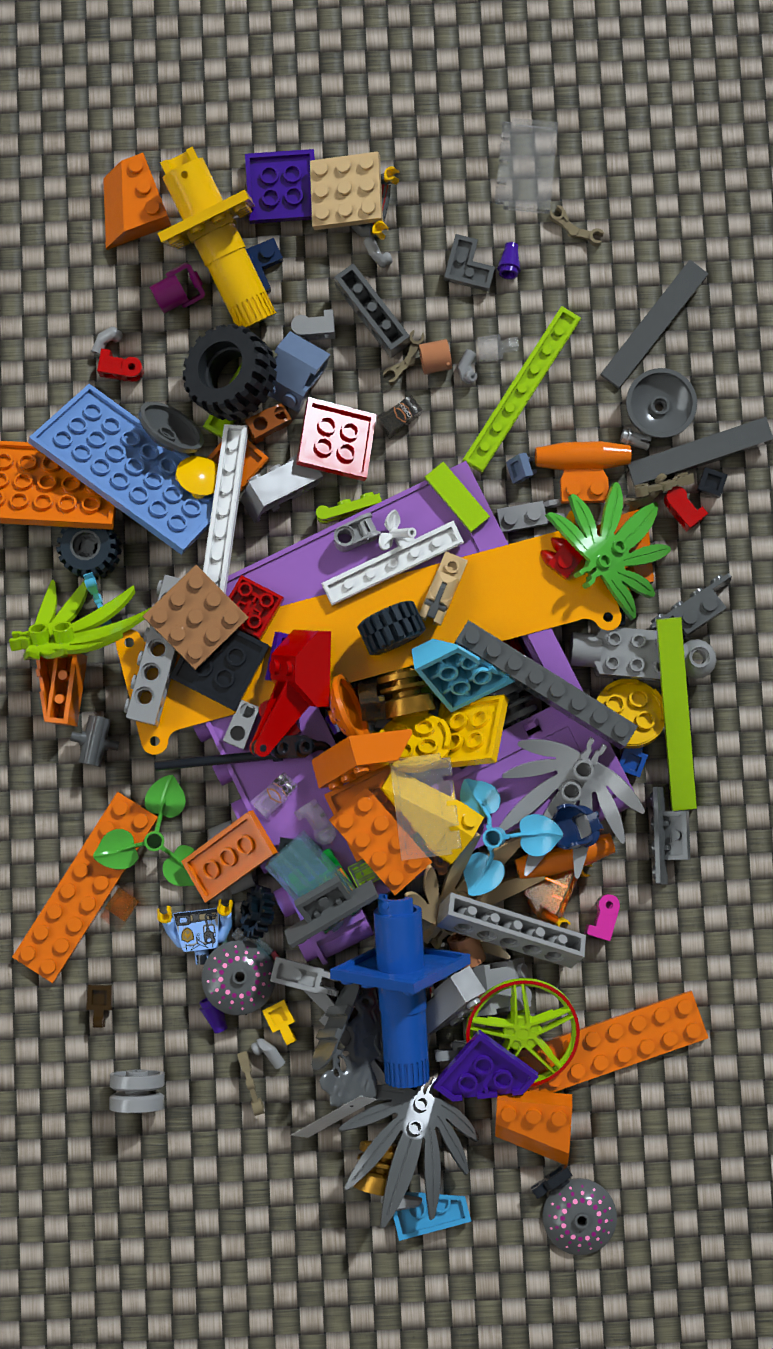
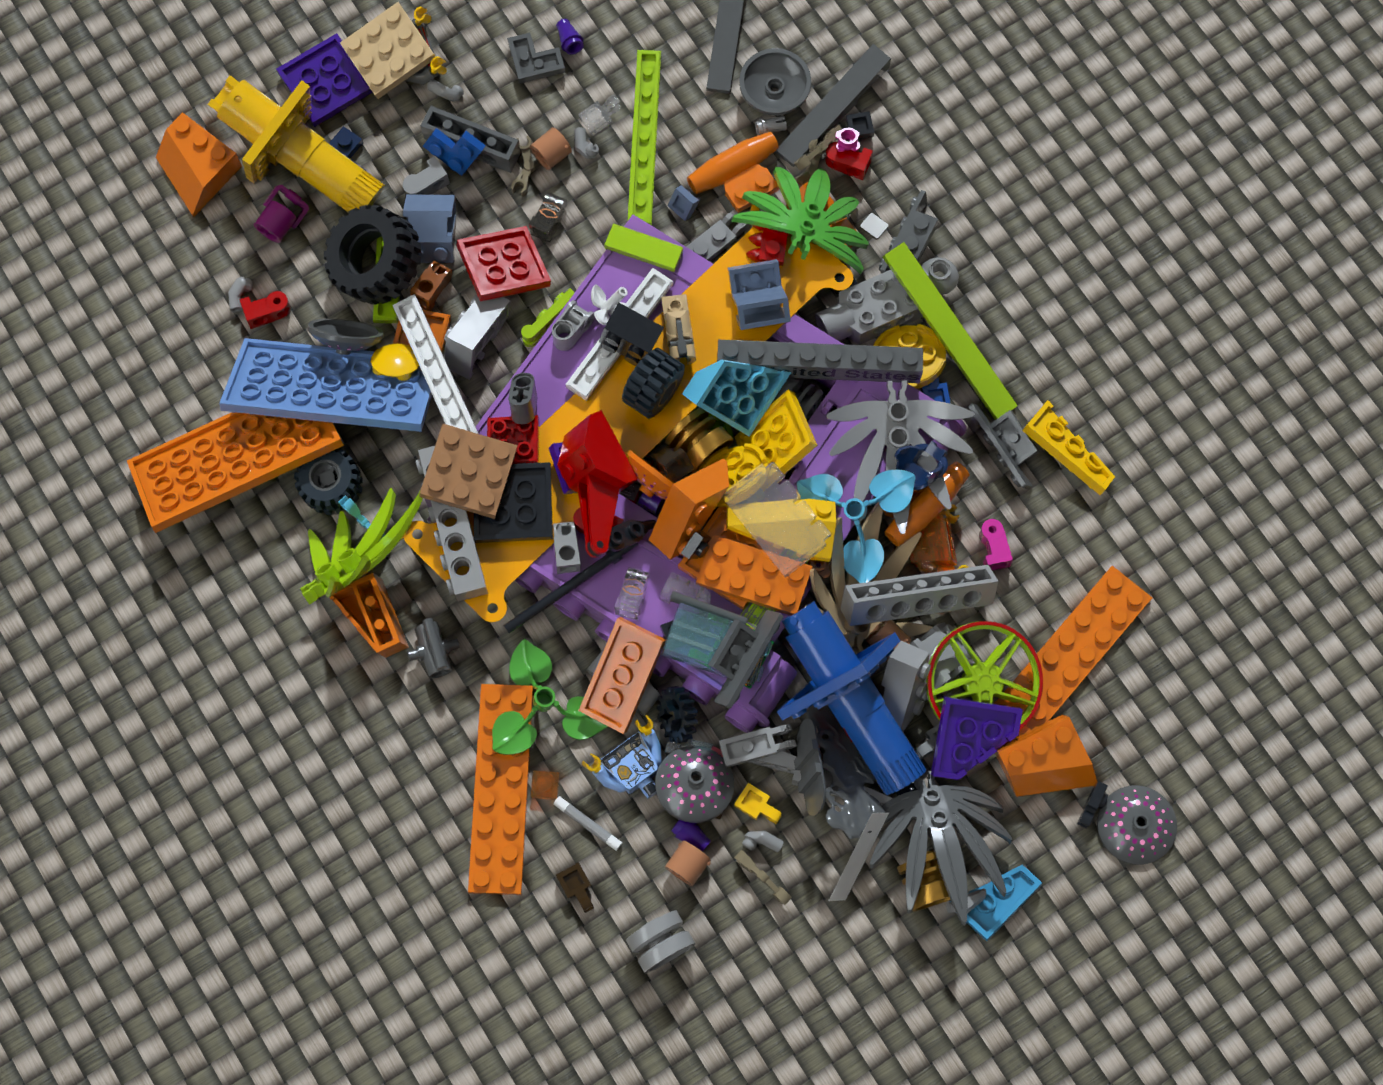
camera: 30 degrees left, 10 degrees down
(138, 955) = (587, 823): none -> light grey bar
(197, 1037) = (688, 863): none -> nougat piece
(282, 572) = (523, 398): none -> dark grey beam
(328, 851) = (680, 598): none -> dark grey bar
(346, 791) = (697, 546): none -> black plate
(352, 320) = (457, 154): none -> blue plate
(396, 575) = (629, 334): none -> black brick
(527, 597) = (758, 294): none -> sand blue piece
(671, 578) = (874, 225): none -> white sticker
(691, 486) = (850, 135): none -> dark pink plate
(712, 860) = (1054, 436): none -> yellow wing

